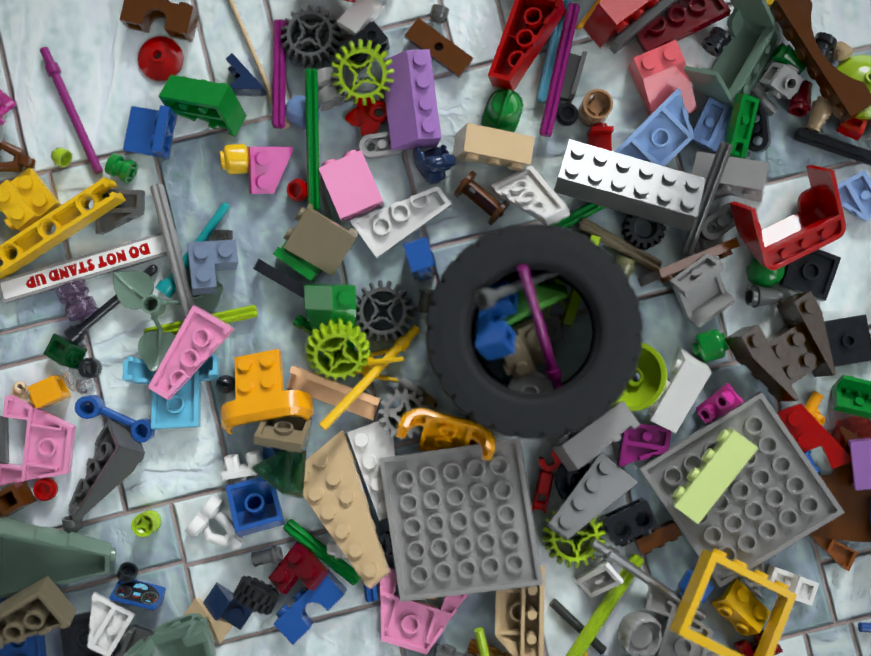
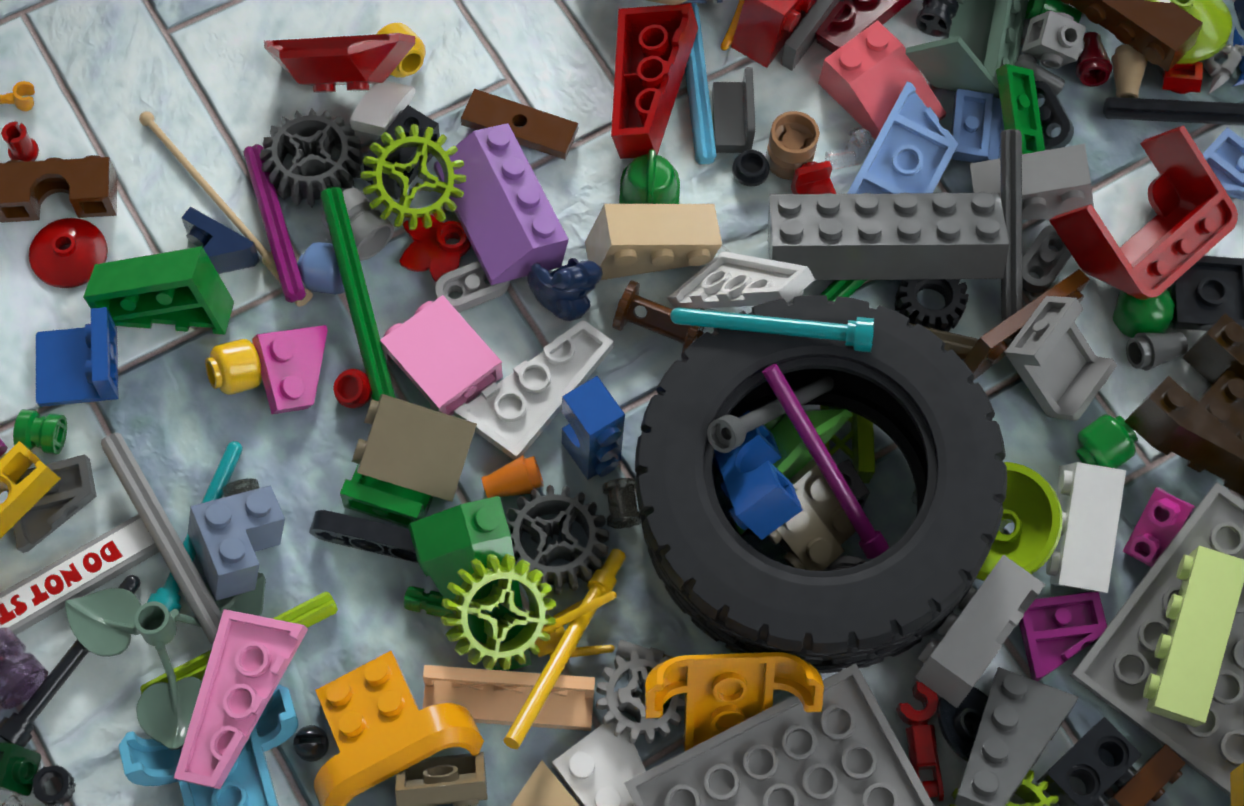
camera: 25 degrees left, 20 degrees down
(373, 269) = (514, 478): none -> orange cone
(439, 13) = (504, 77): dark grey hinge -> none
(559, 70) = (718, 109): magenta axle -> none
(577, 262) = (855, 333): none -> teal piece
(633, 120) = (854, 152): none -> clear arm

